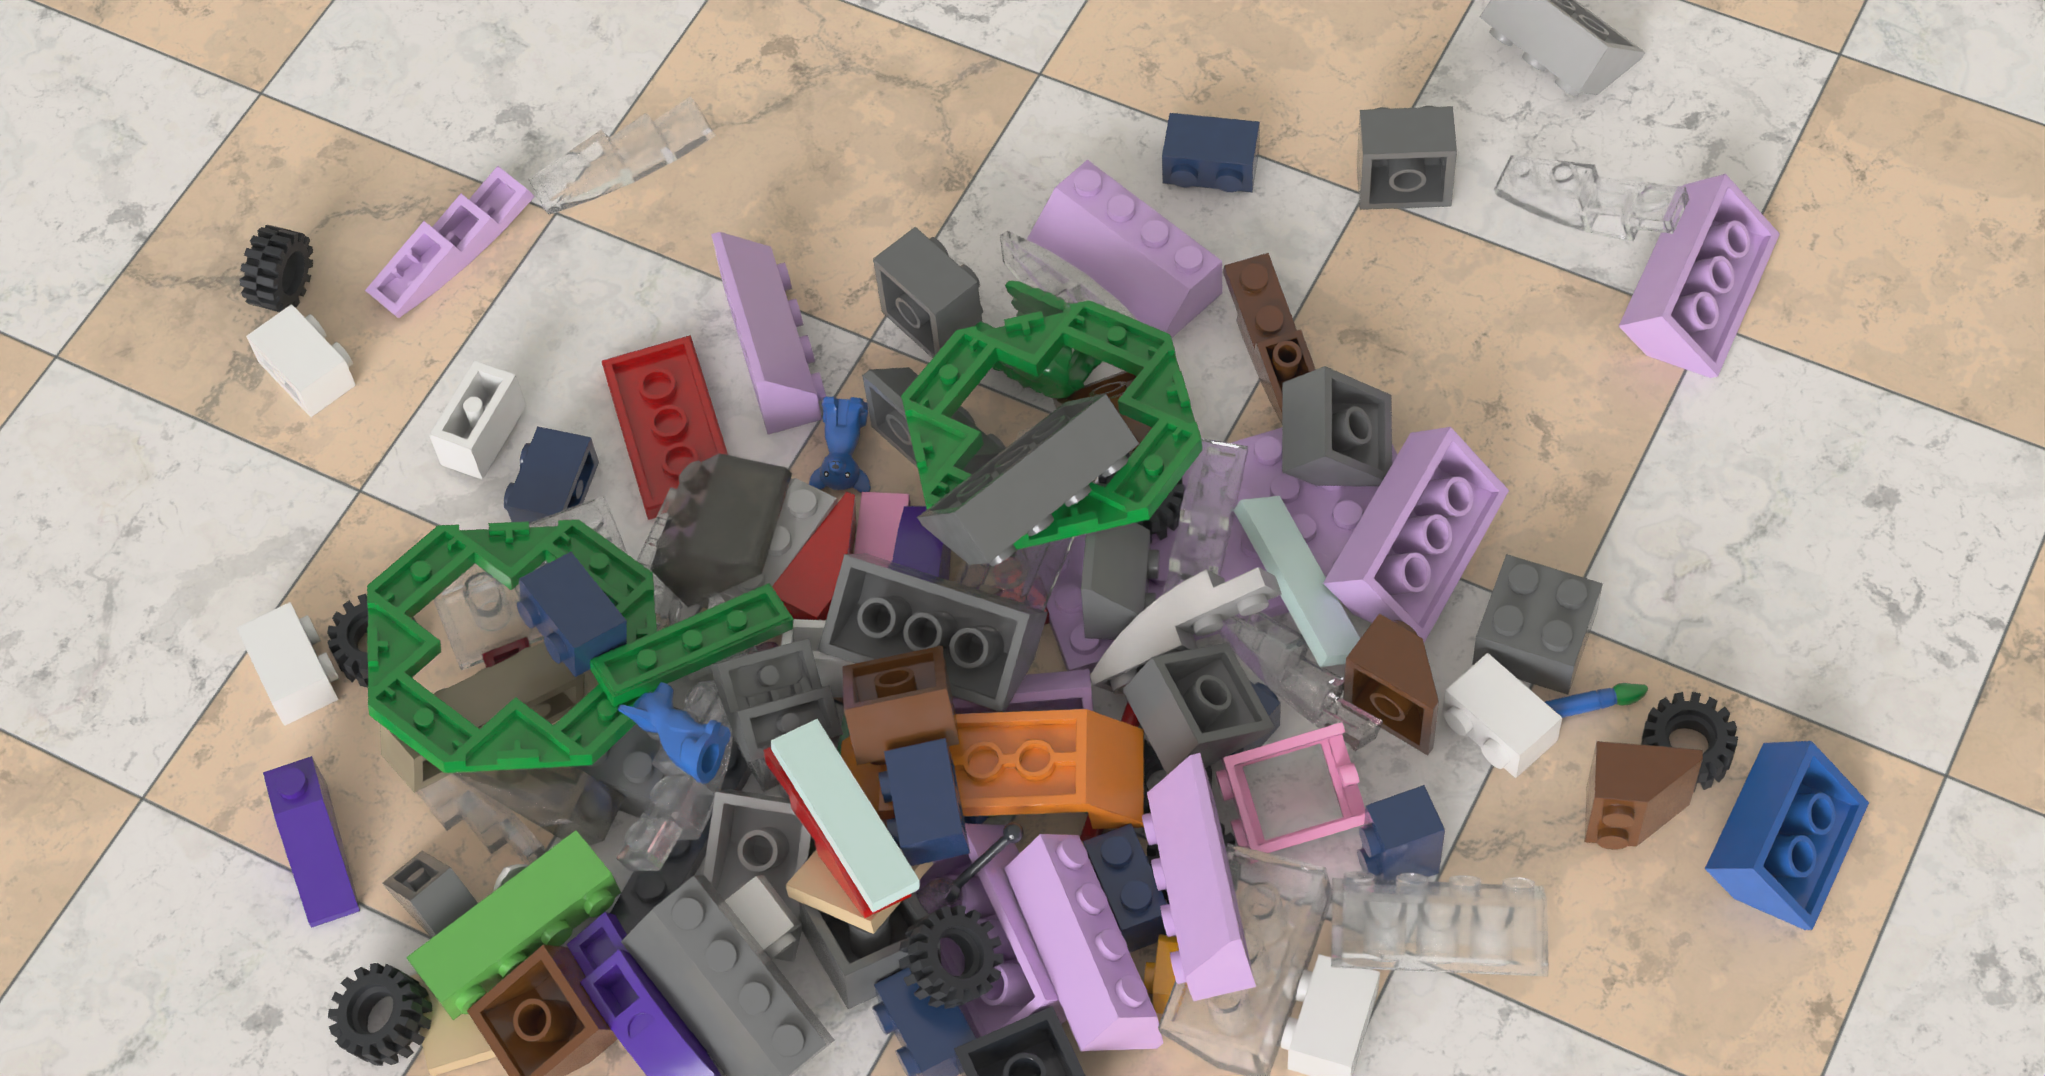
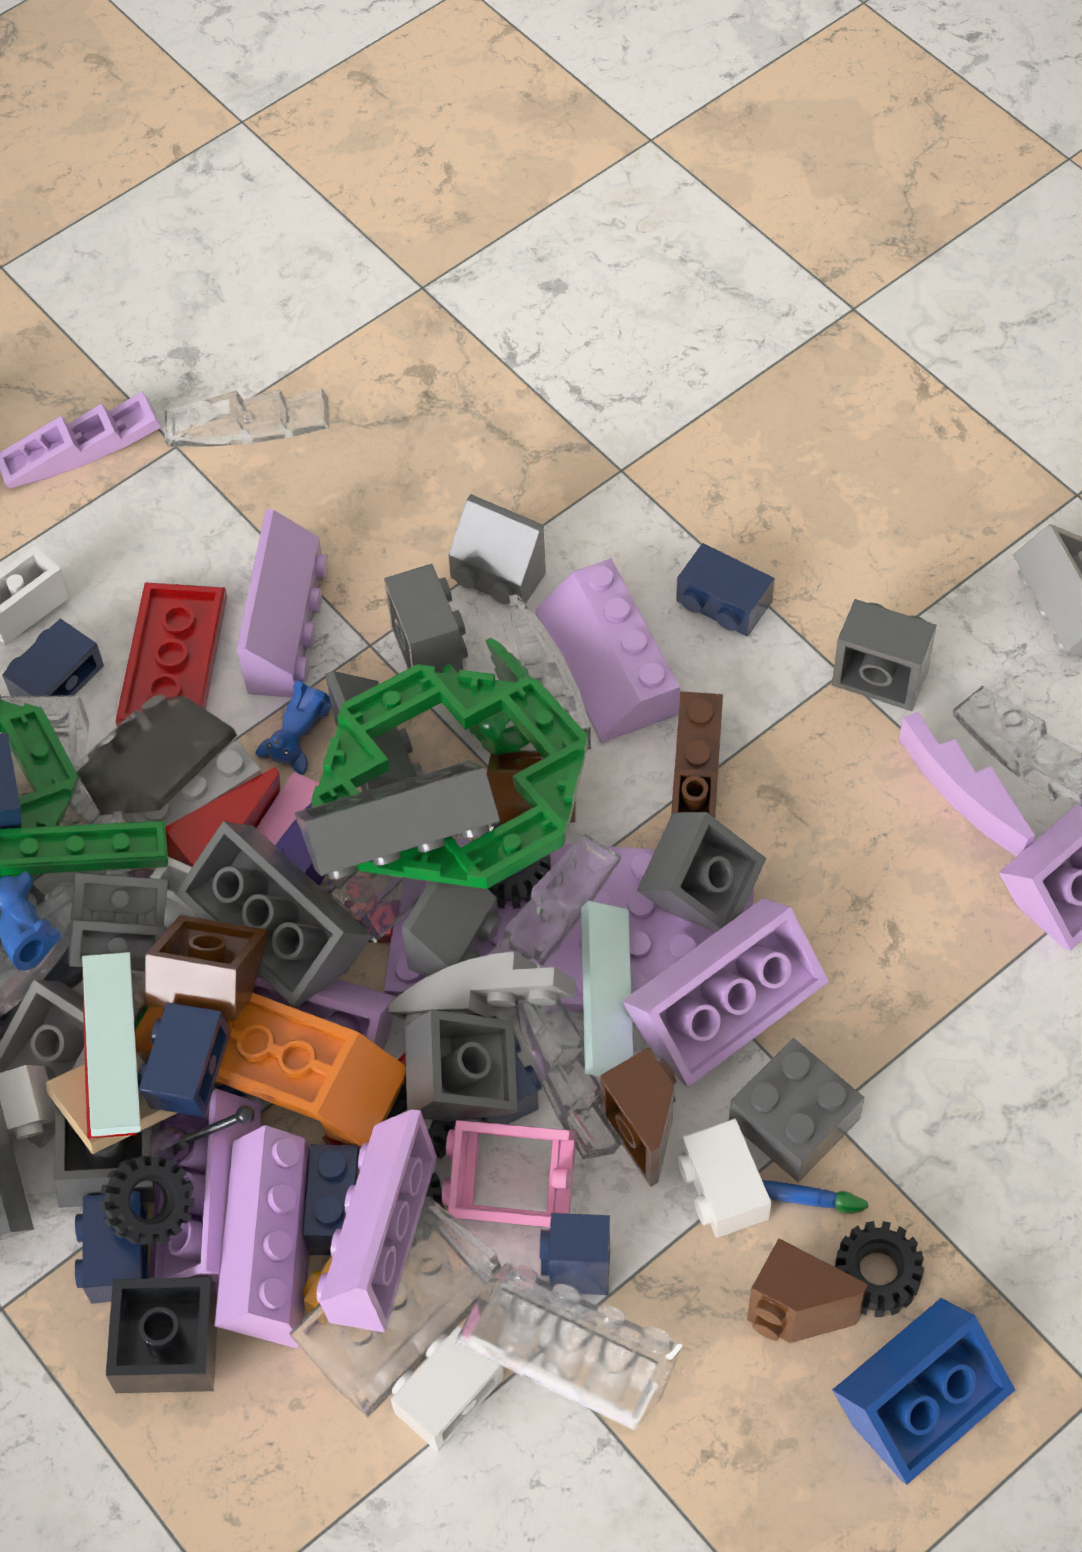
camera: 20 degrees right, 0 degrees up
(964, 194) = (497, 551): none -> slope
(1555, 262) = (973, 794): none -> lavender slope

